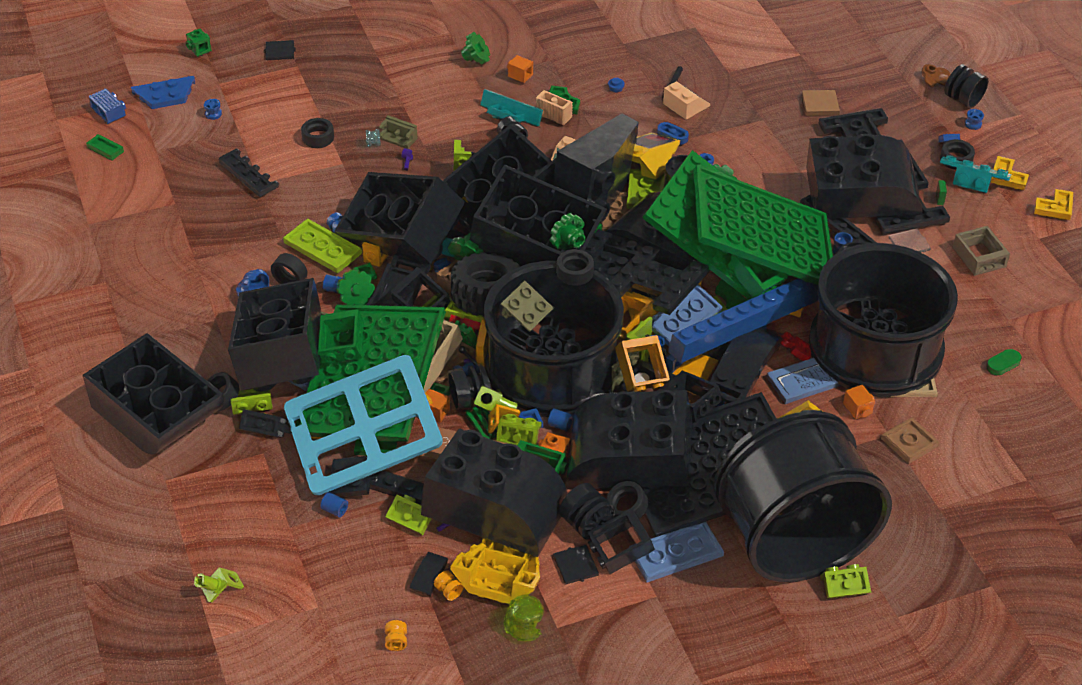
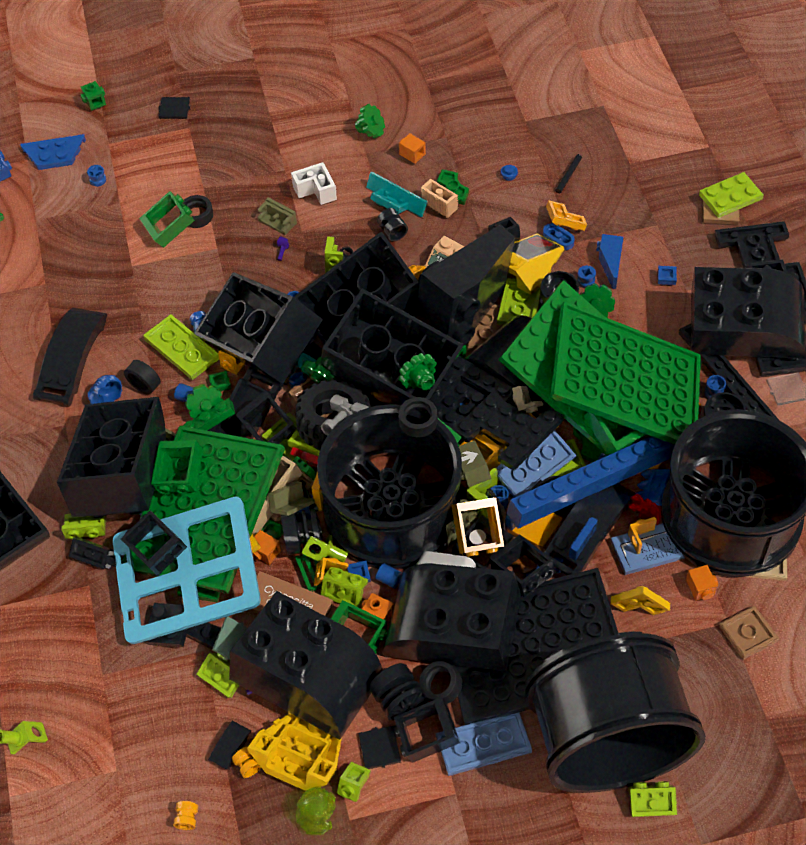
camera: 10 degrees right, 10 degrees up
(210, 259) = (68, 354): none -> black windscreen
(231, 389) = (46, 508): black tyre -> none
(246, 173) = (119, 254): black hinge -> none
(285, 129) = (159, 210): none -> green window
(334, 504) = (148, 655): blue gear -> none
(340, 412) = (165, 554): none -> black window
(370, 295) = (213, 416): none -> green plate
(373, 137) = (250, 221): clear light blue wheel -> none
(414, 478) = (228, 636): none -> sand green piece
(431, 100) = (314, 180): none -> white brick
(453, 358) = (288, 499): none -> olive panel
(497, 270) = (344, 410): none -> light grey bar
(526, 306) = (360, 461): olive hinge -> none
(555, 593) = (352, 781): none -> lime bracket
(634, 315) = (473, 465): none -> olive brick
(666, 255) = (523, 401): none -> dark tan bracket
(671, 116) = (560, 216): none -> light orange plate
(683, 100) = (577, 196): light nougat slope -> none
(724, 145) = (610, 255): none -> blue slope
(744, 366) = (583, 538): none -> blue tile
(780, 158) = (667, 275): none -> blue plate
(793, 361) = (639, 527): none -> light orange bracket
(800, 325) = (654, 485): none -> blue plate
(828, 90) = (731, 194): none -> lime plate

